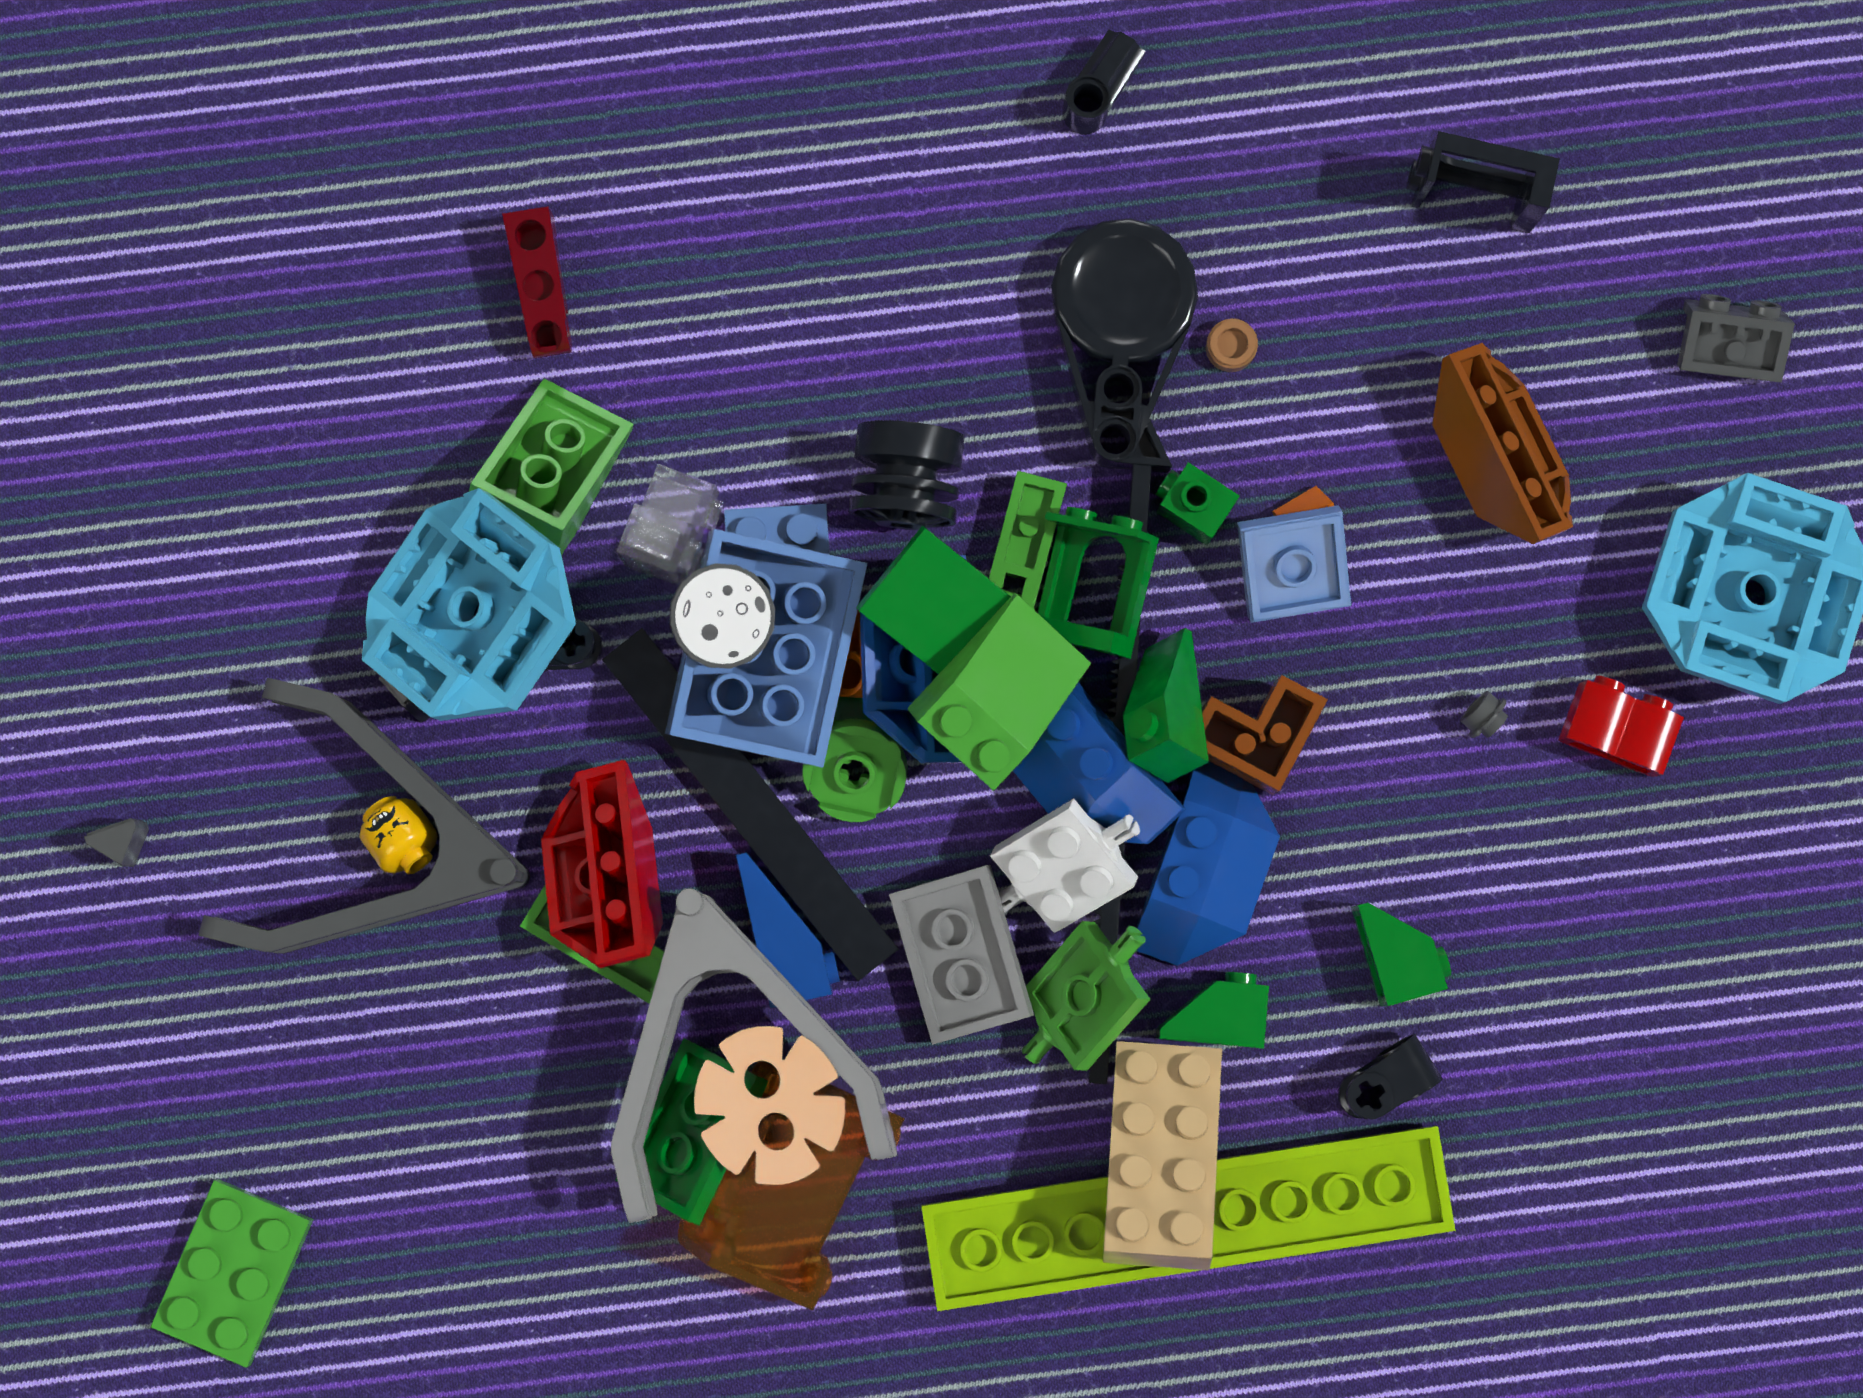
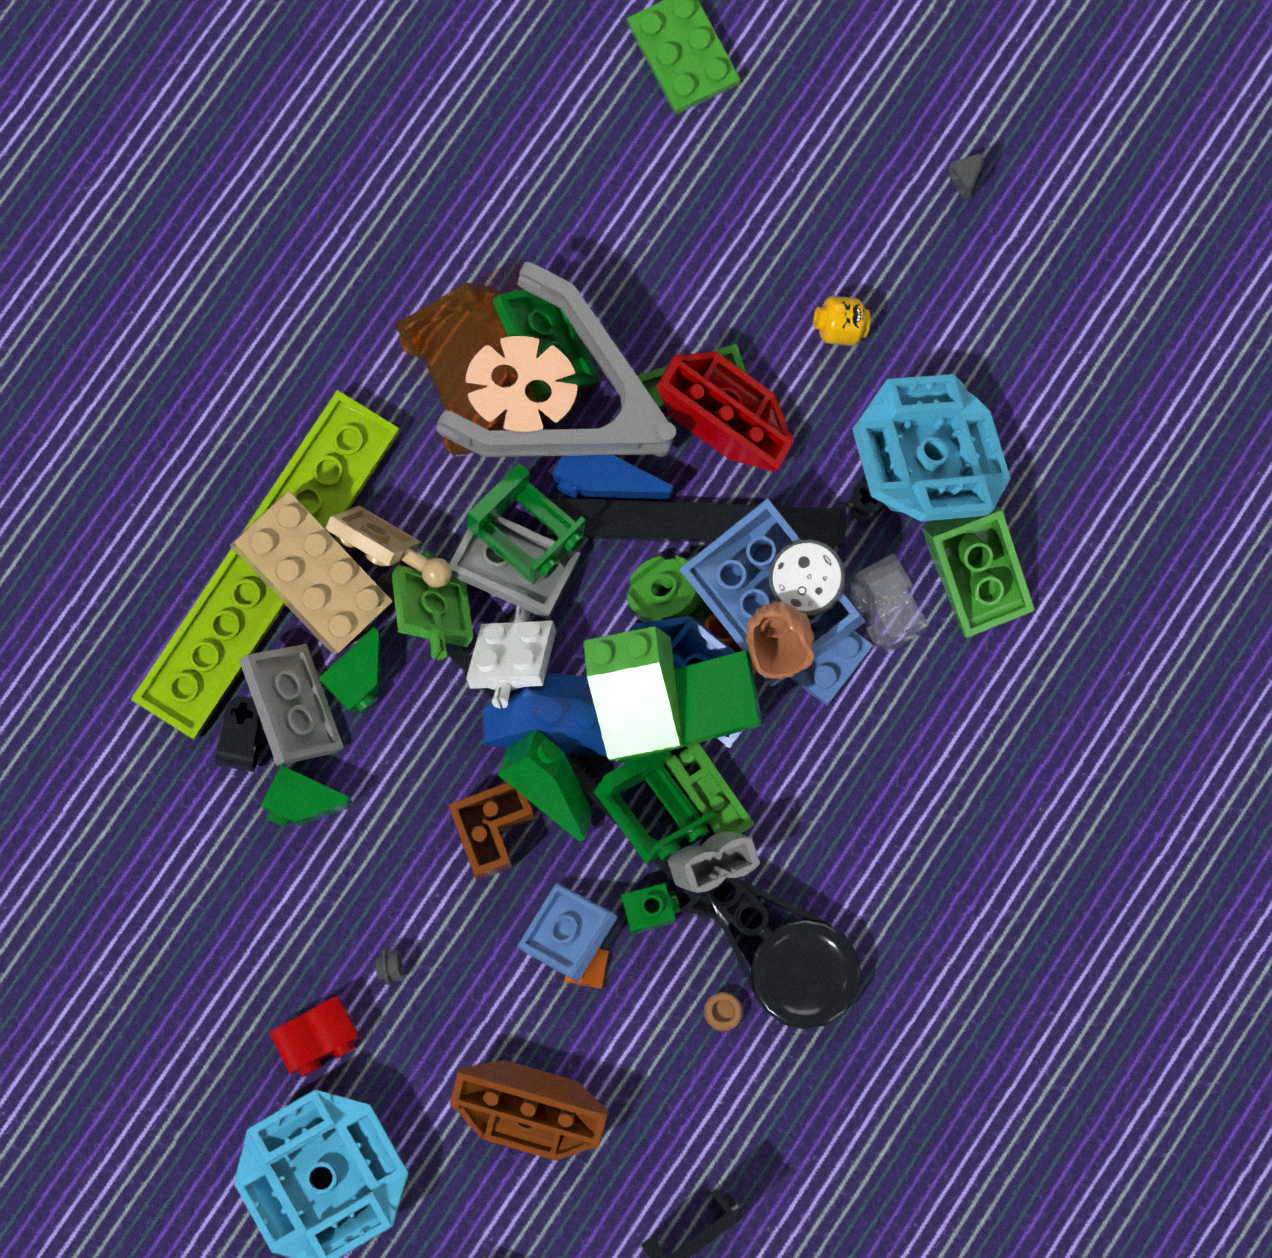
camera: 135 degrees right, 5 degrees down
(468, 862) = (798, 348): dark grey piece -> none
(539, 280) = (1091, 651): dark red leg -> none
(817, 583) = (780, 640): none -> nougat hair
(877, 936) = (517, 487): none -> green panel
(907, 464) = (803, 755): black wheel -> none
(1061, 1106) = (386, 544): none -> tan plate
(1099, 468) = (708, 865): none -> light grey brick
(1102, 81) = (941, 1073): black piece -> none
(1208, 868) = (441, 737): blue wedge -> none
(1314, 1053) = (291, 704): none -> light grey plate

